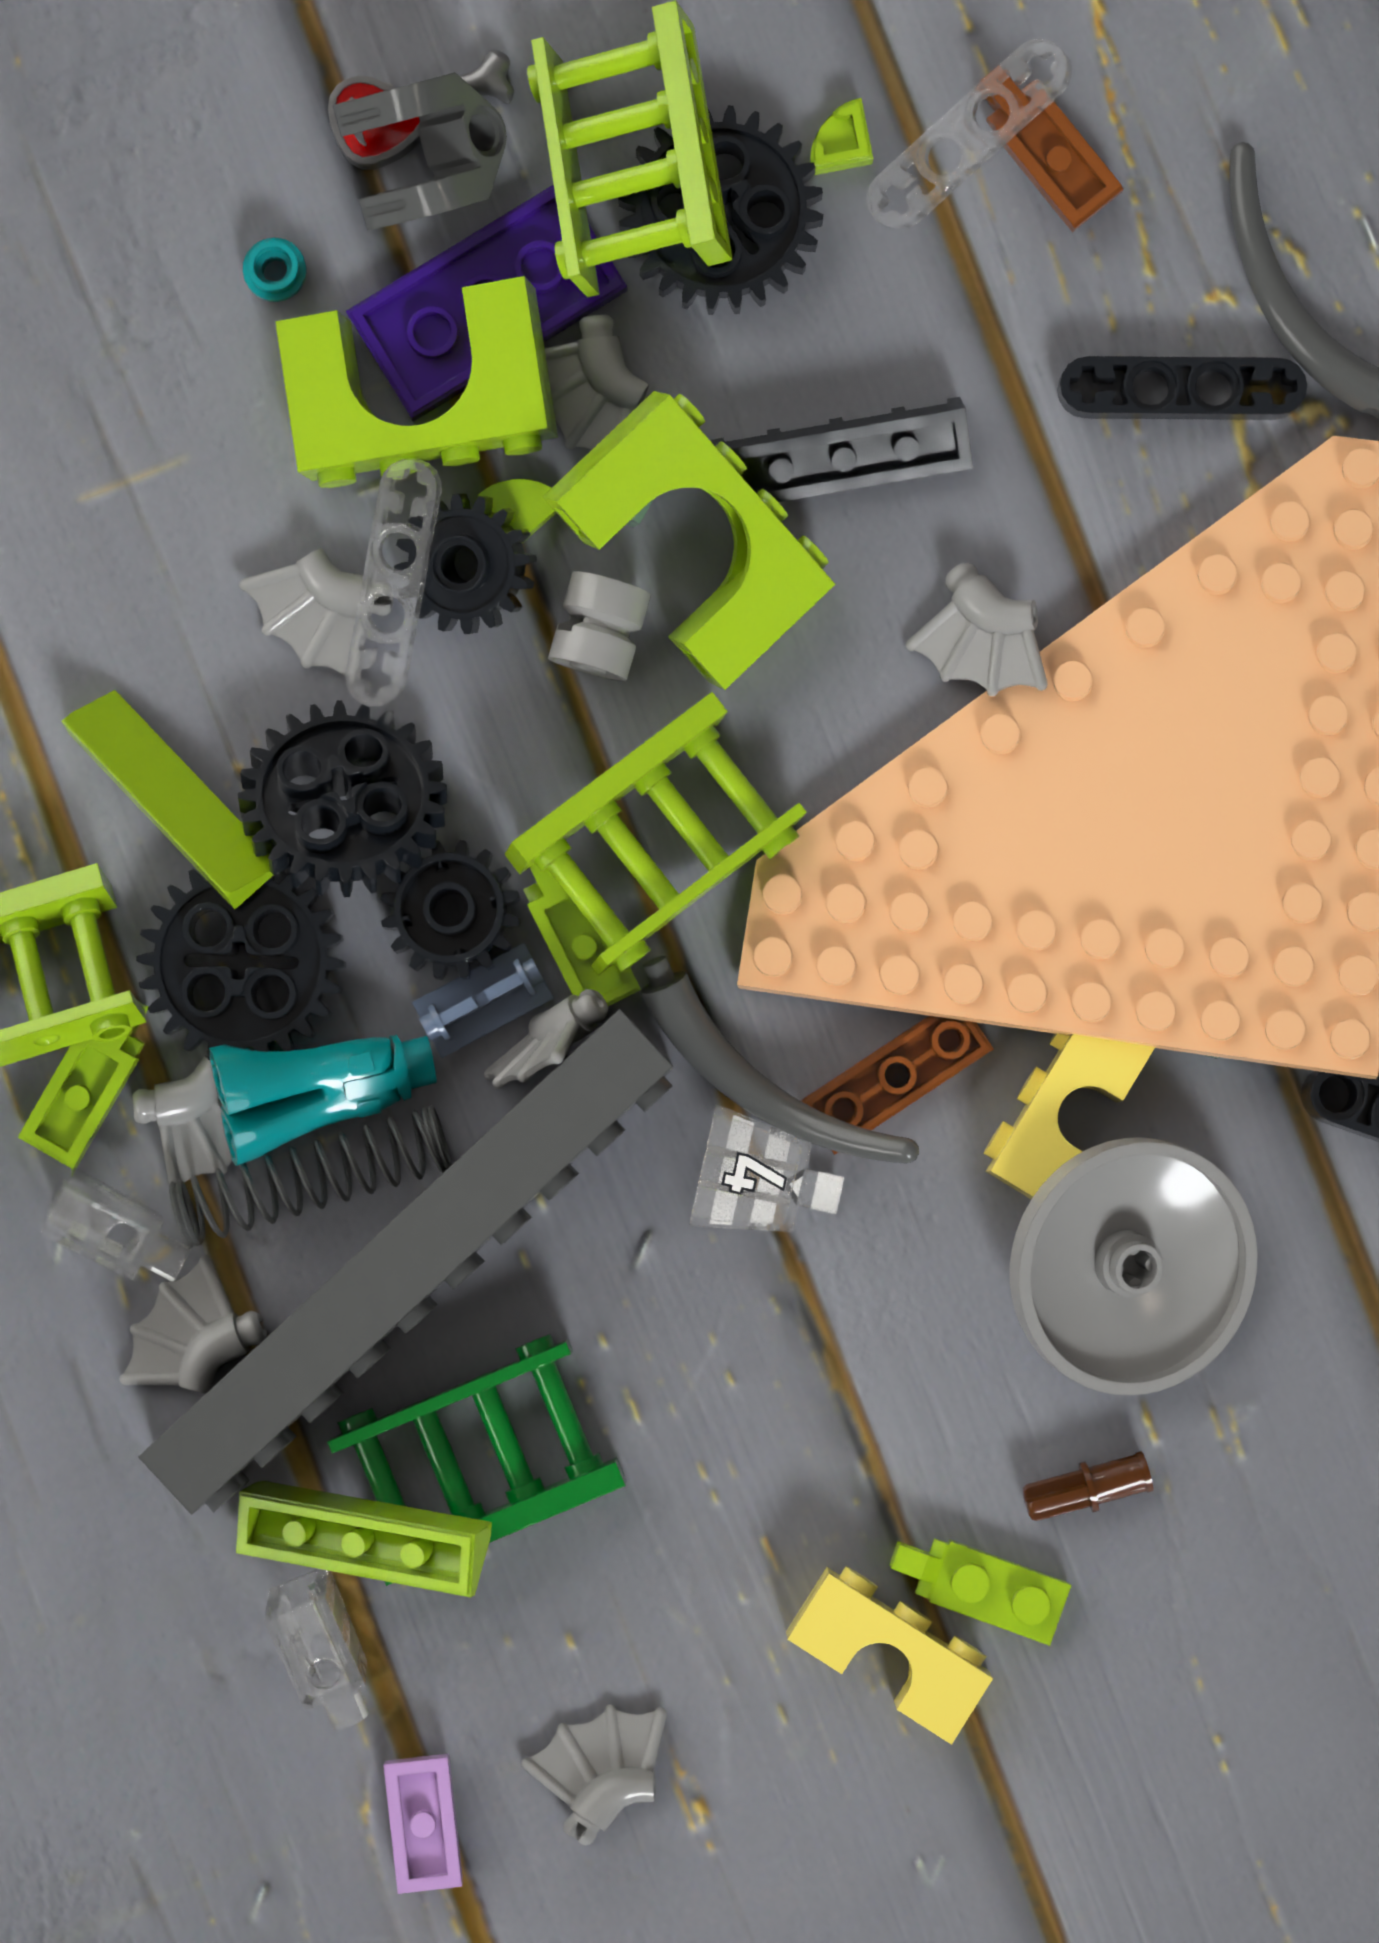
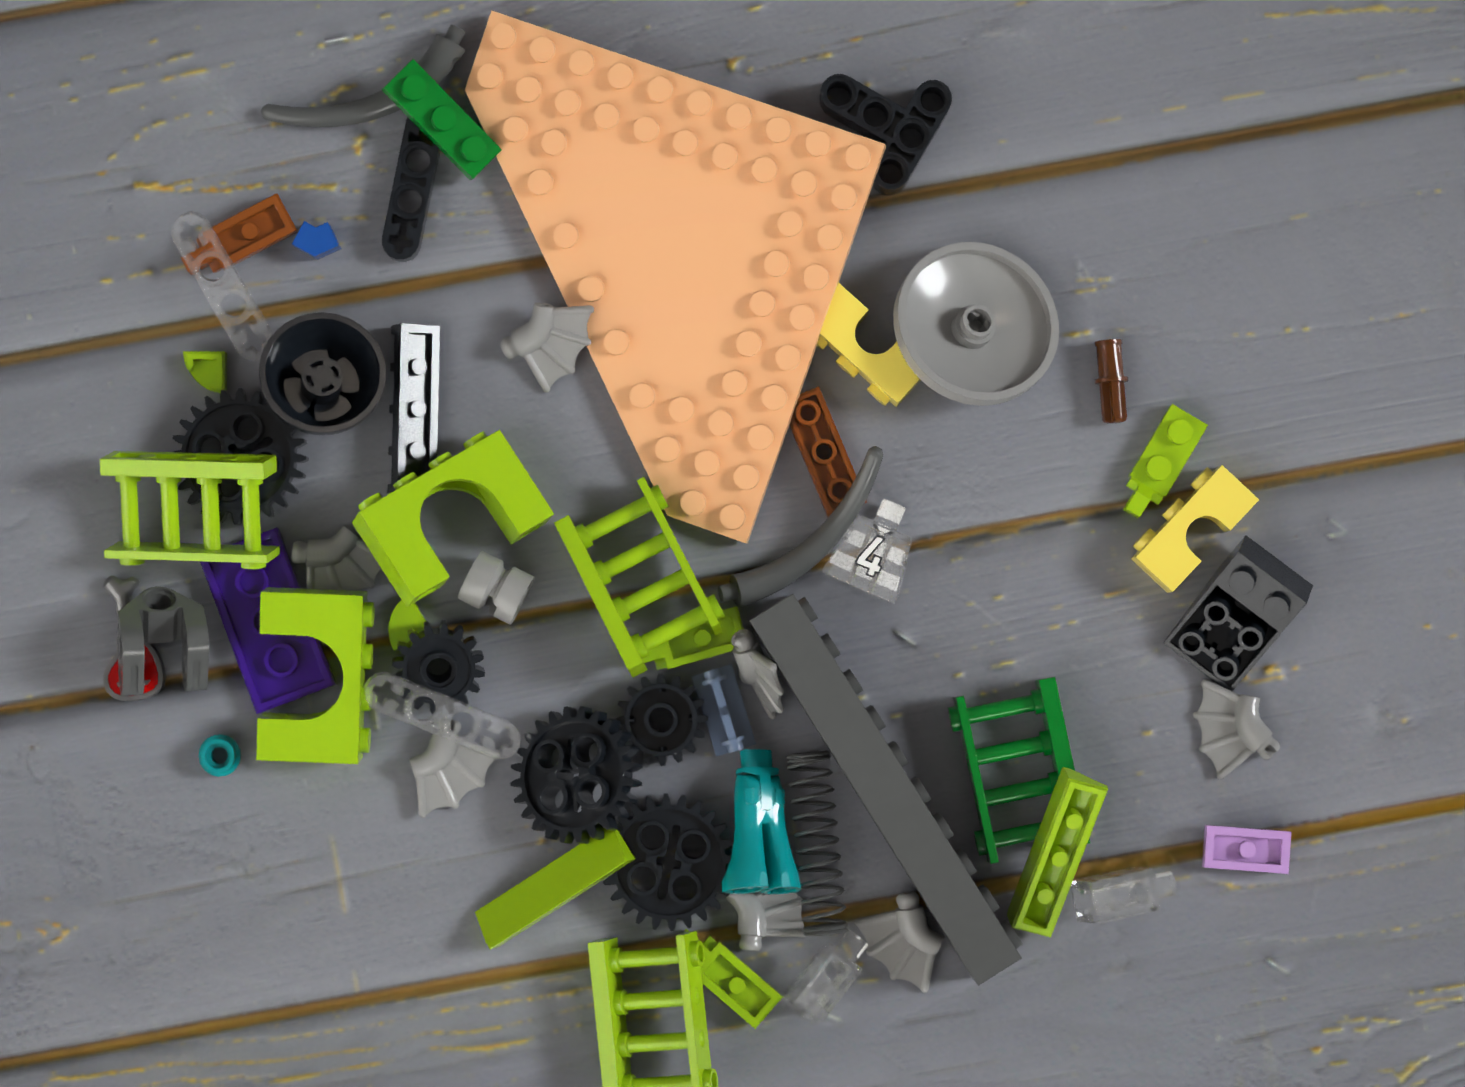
camera: 80 degrees left, 0 degrees up
(774, 1746) = (1239, 614): none -> black slope
(899, 307) = (330, 354): none -> black piece
(1064, 262) = (317, 240): none -> blue piece
(1282, 408) = (441, 119): none -> green plate

